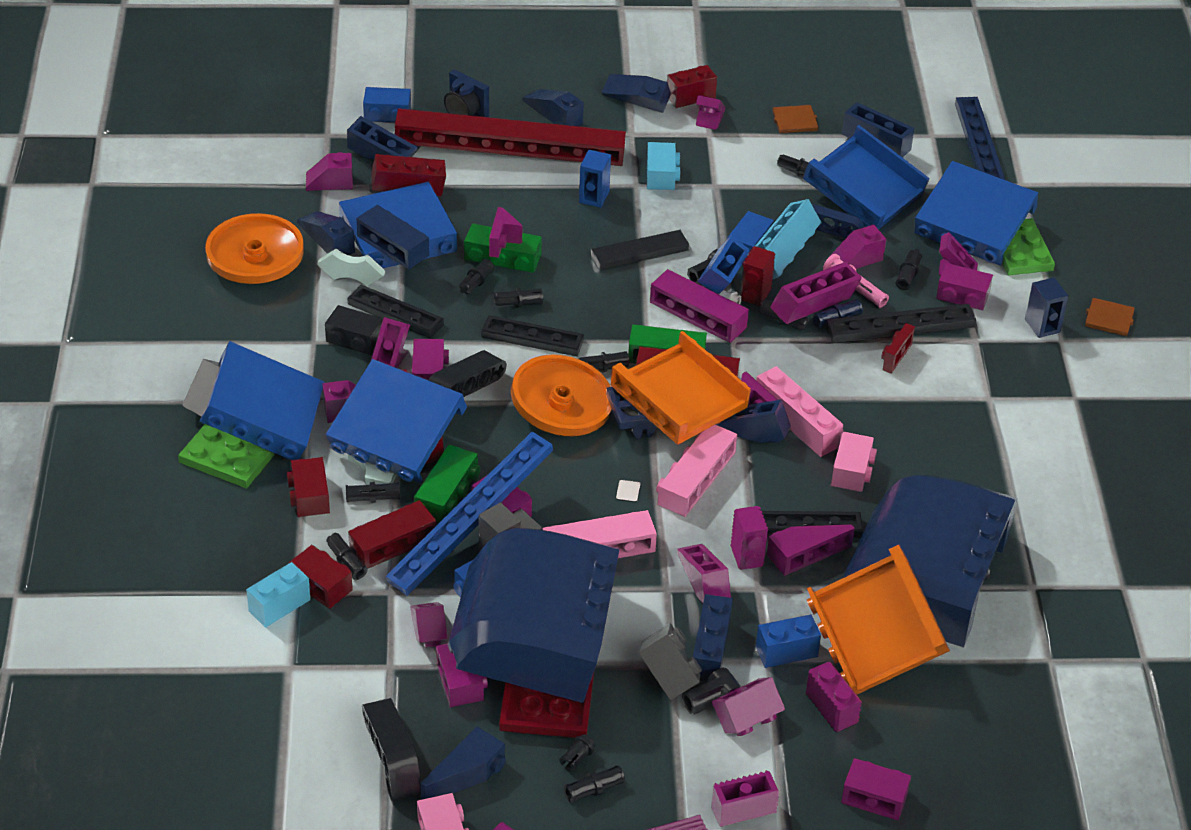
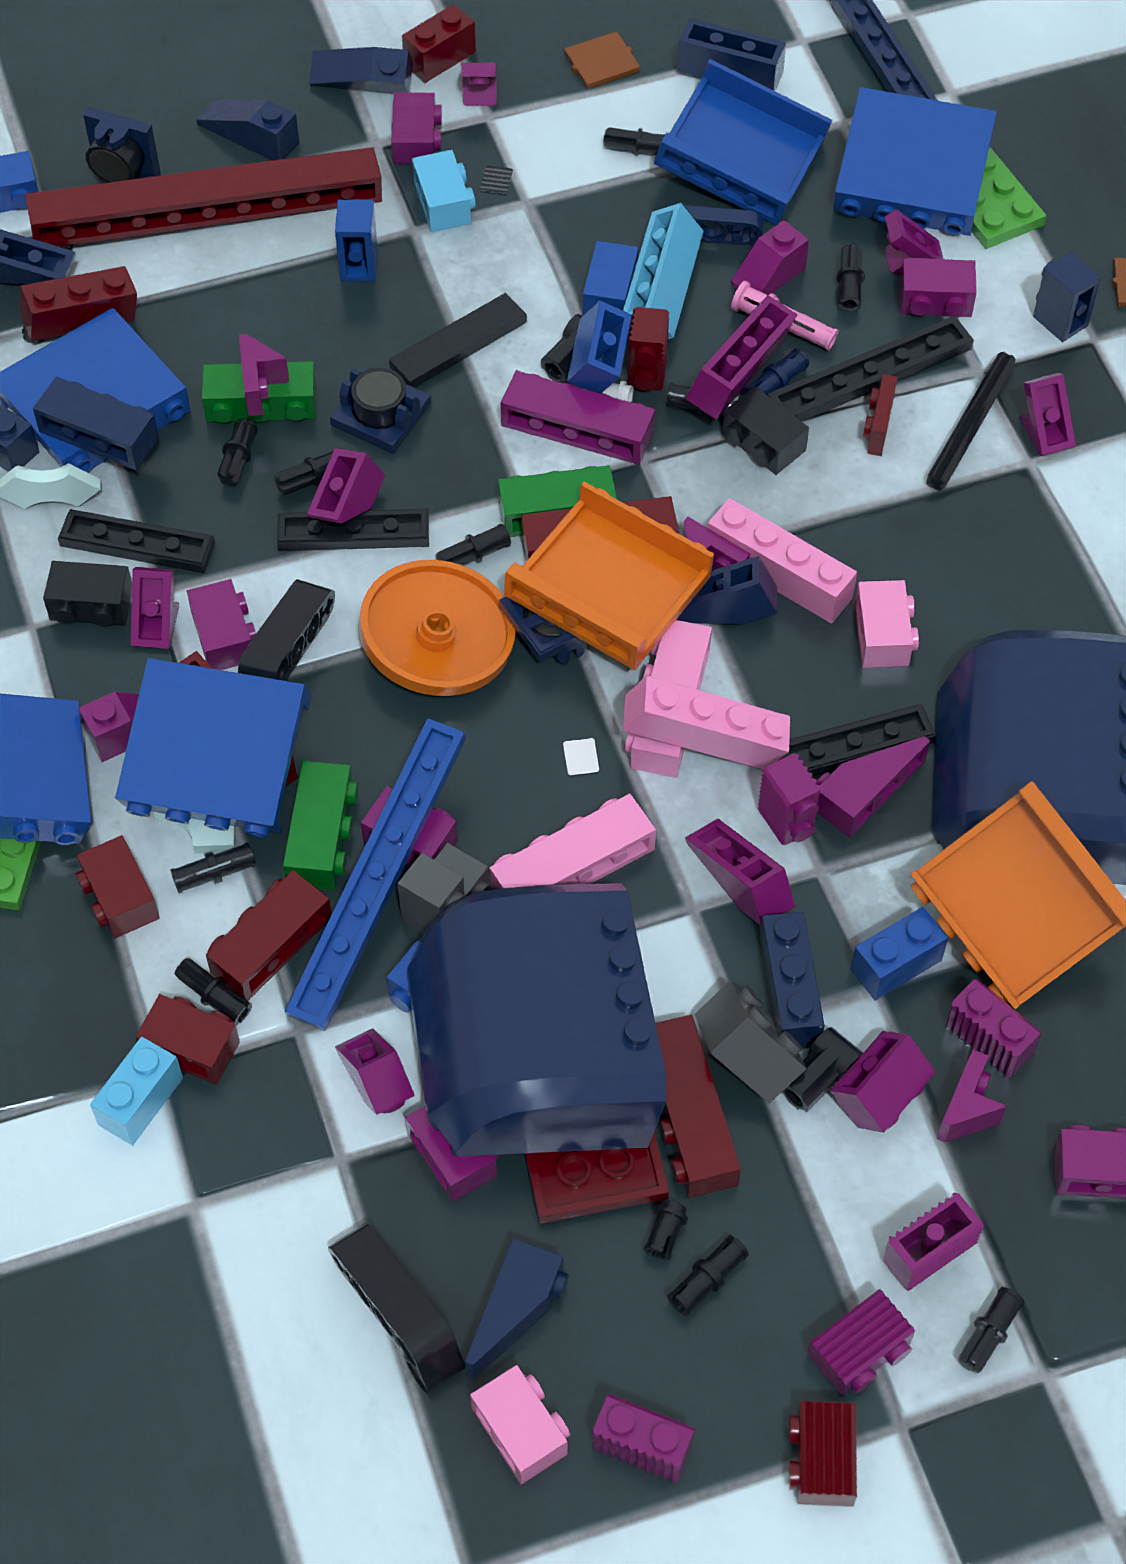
camera: 15 degrees left, 15 degrees up
(536, 307) = (346, 487): none -> magenta slope
(574, 272) = (381, 404): none -> piece
(618, 691) = (694, 1113): none -> dark red brick
(658, 126) = (415, 126): none -> magenta brick
(700, 169) = (496, 179): none -> sticker
(708, 478) = (706, 723): none -> bright pink brick
(801, 734) = (969, 1108): none -> magenta slope
(817, 339) = (765, 430): none -> black brick
(958, 365) = (970, 421): none -> black axle
(1009, 371) = (1049, 414): none -> magenta slope

